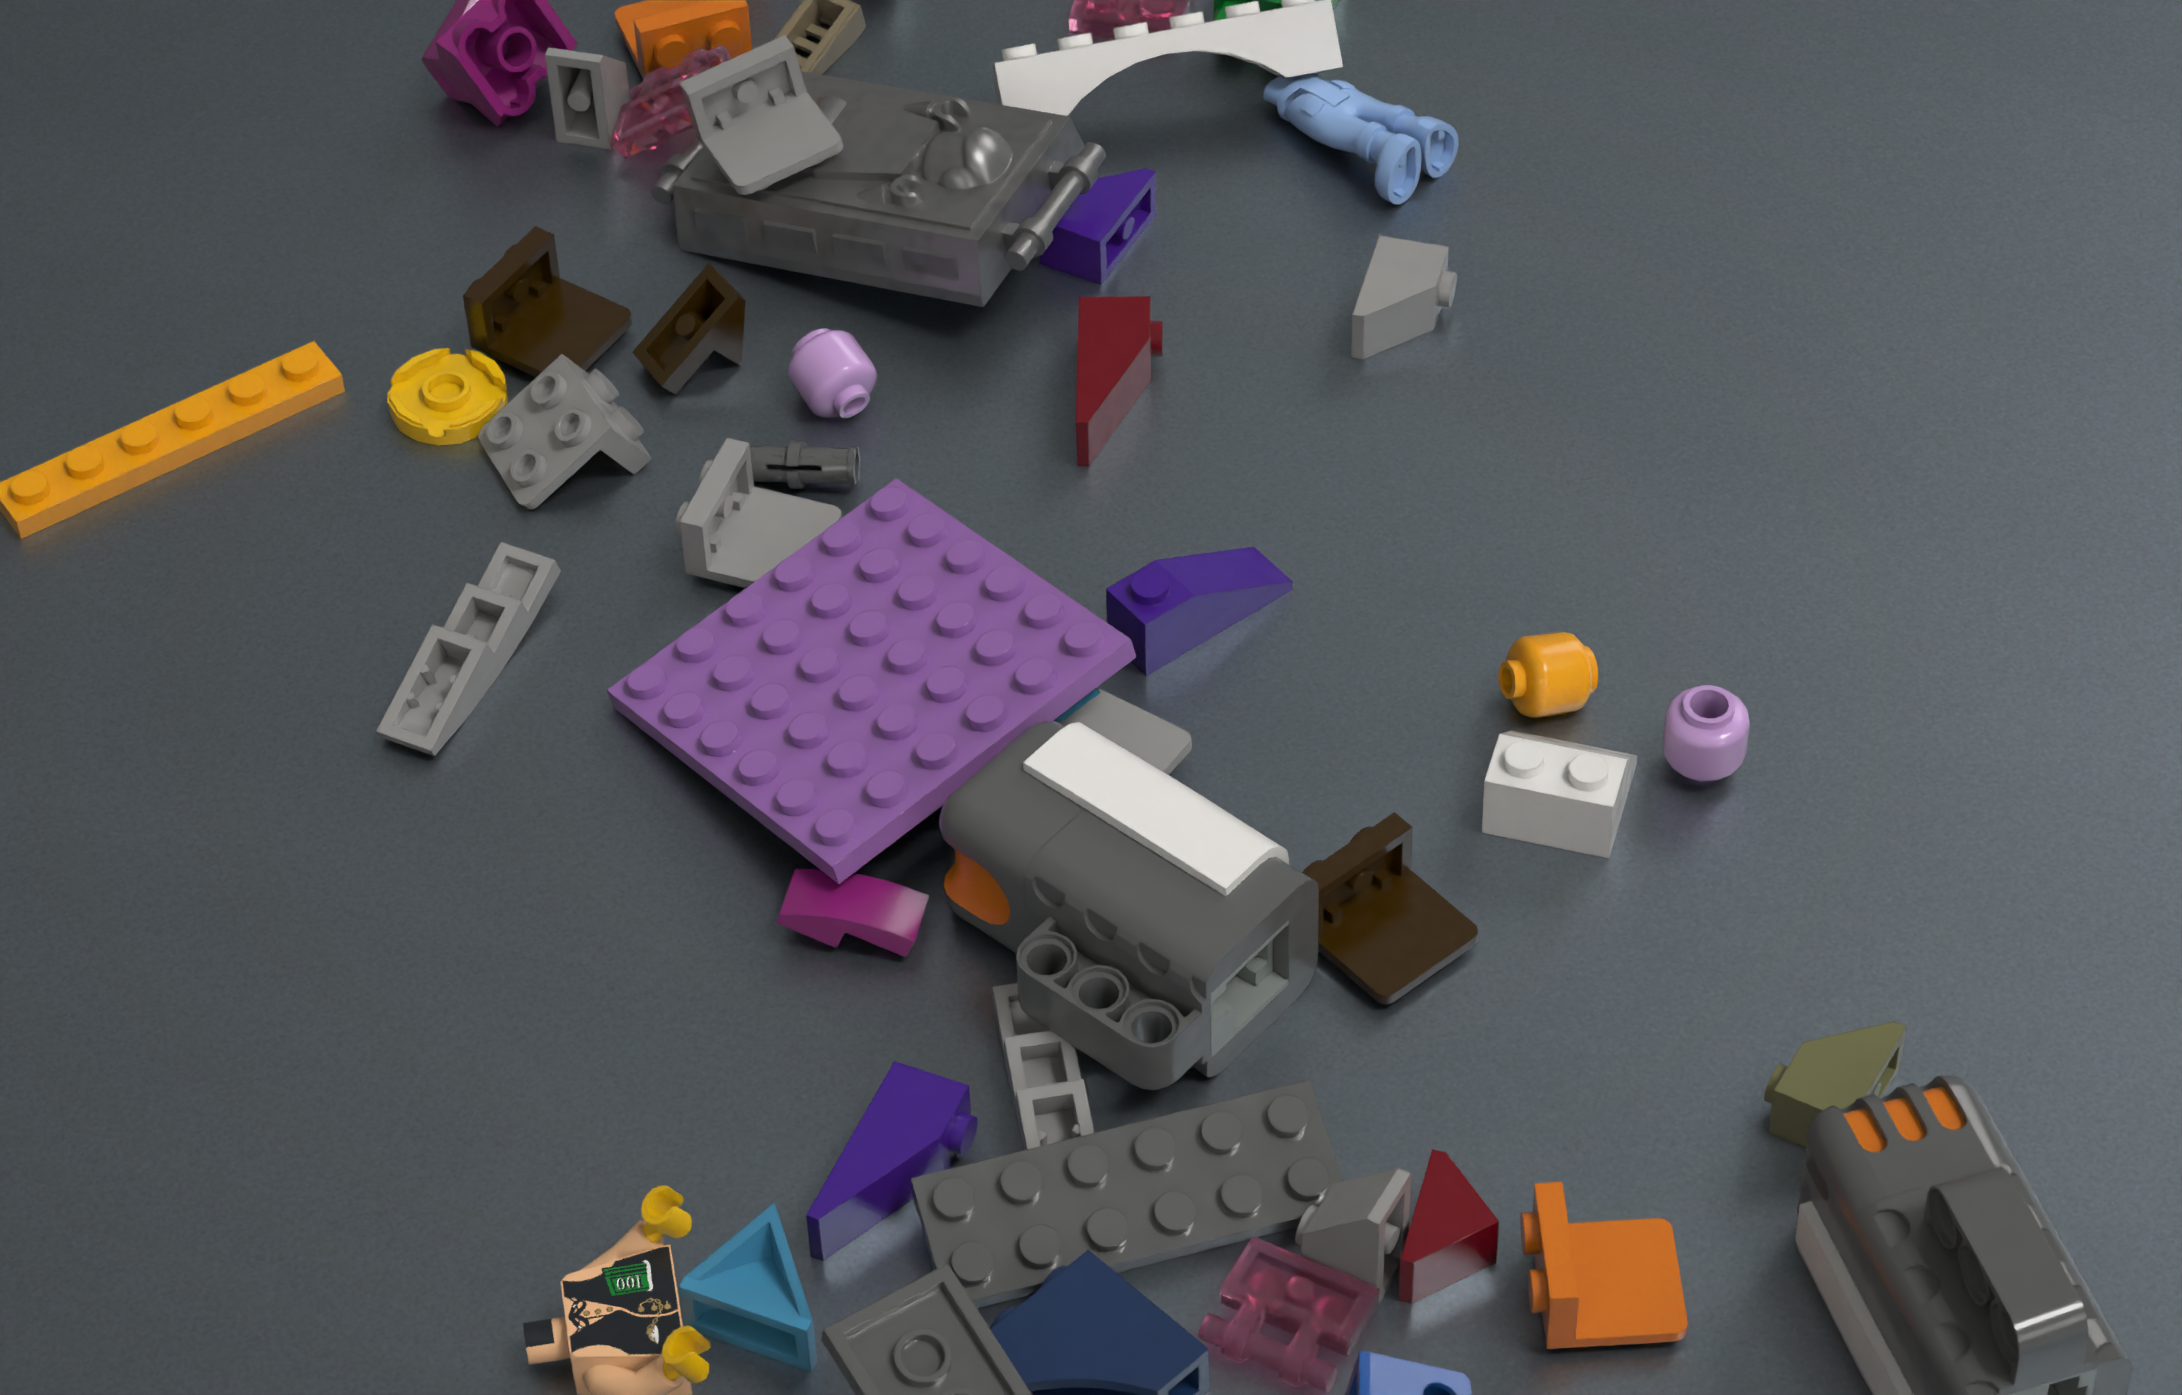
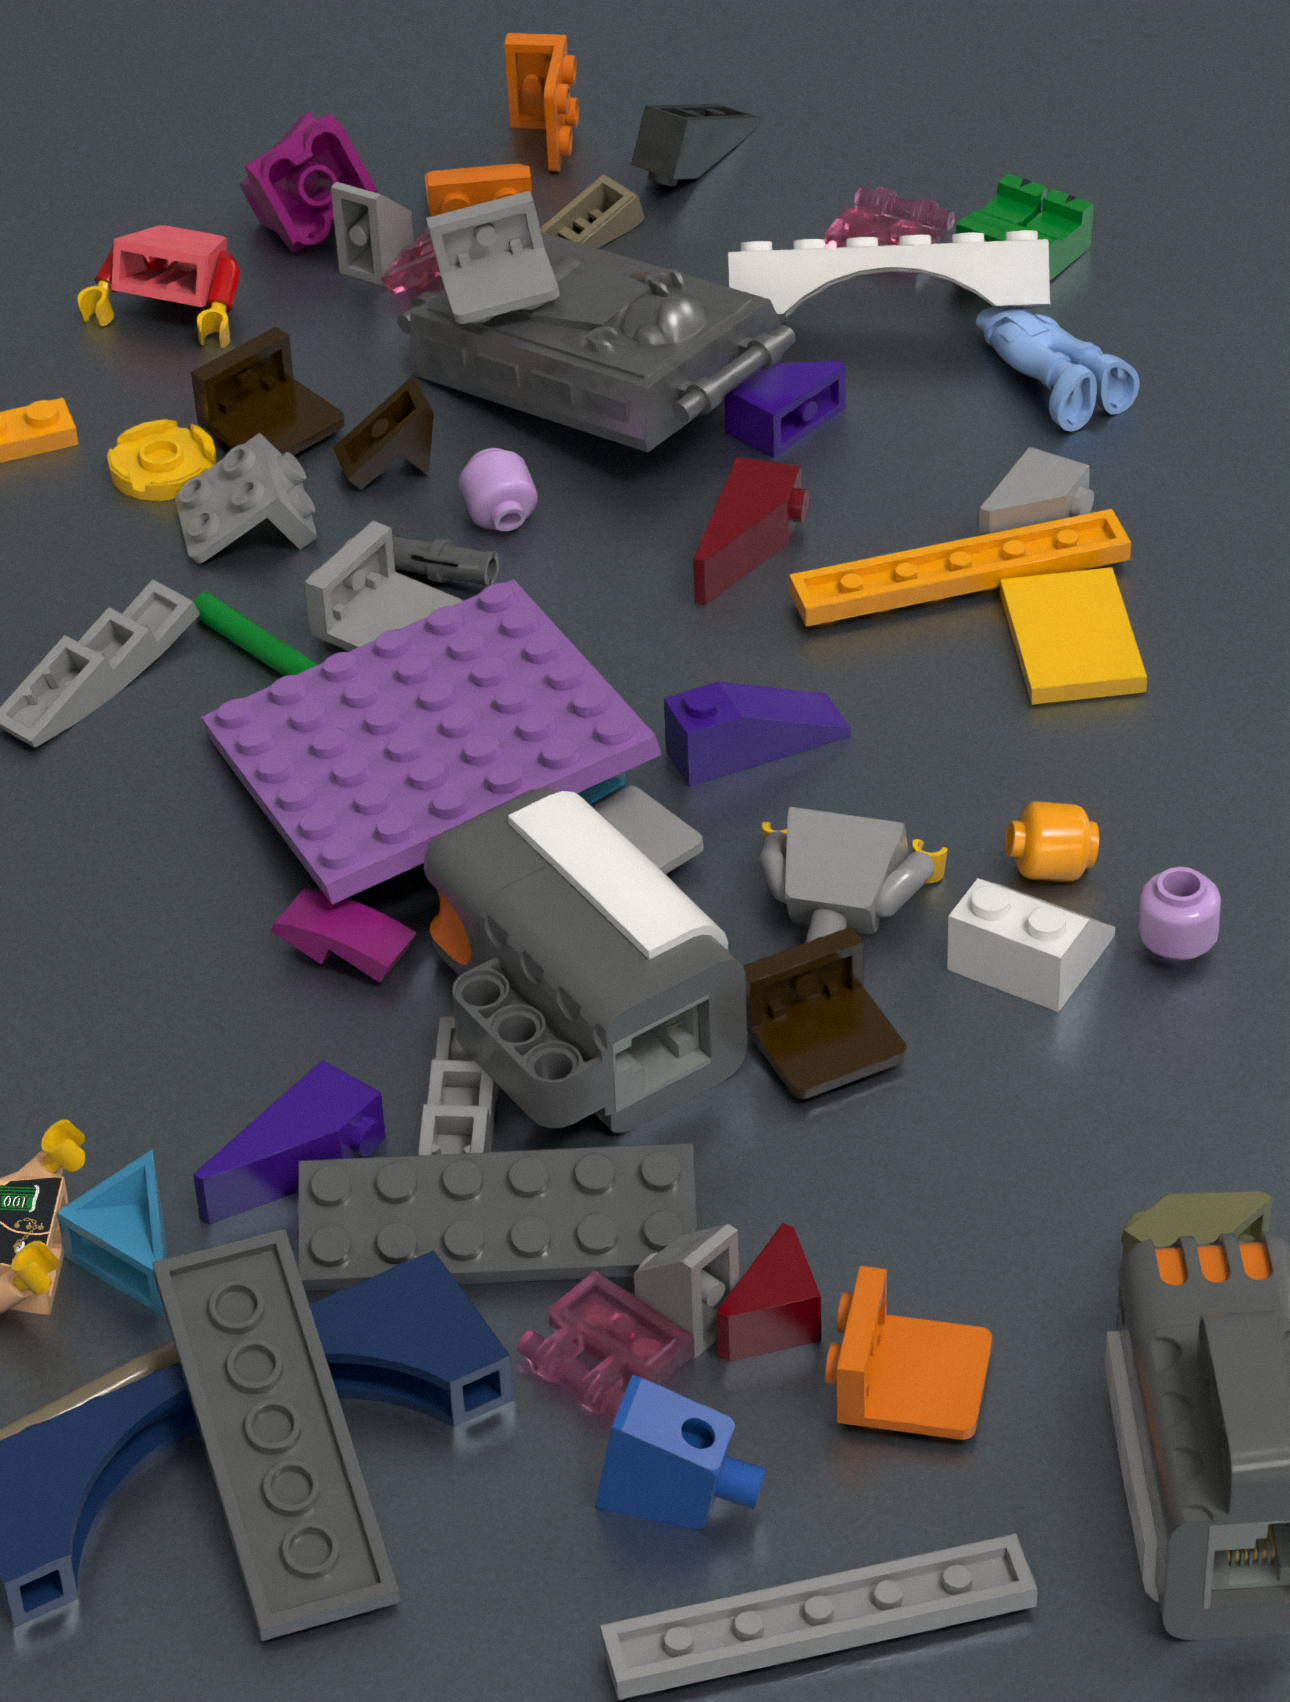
camera: 15 degrees right, 5 degrees down
(382, 168) = (171, 267): none -> coral torso
(628, 589) = (251, 636): none -> green piece
(1343, 381) = (958, 567): none -> light orange plate
(1348, 748) = (844, 869): none -> light grey torso
(1483, 438) = (1072, 636): none -> yellow tile

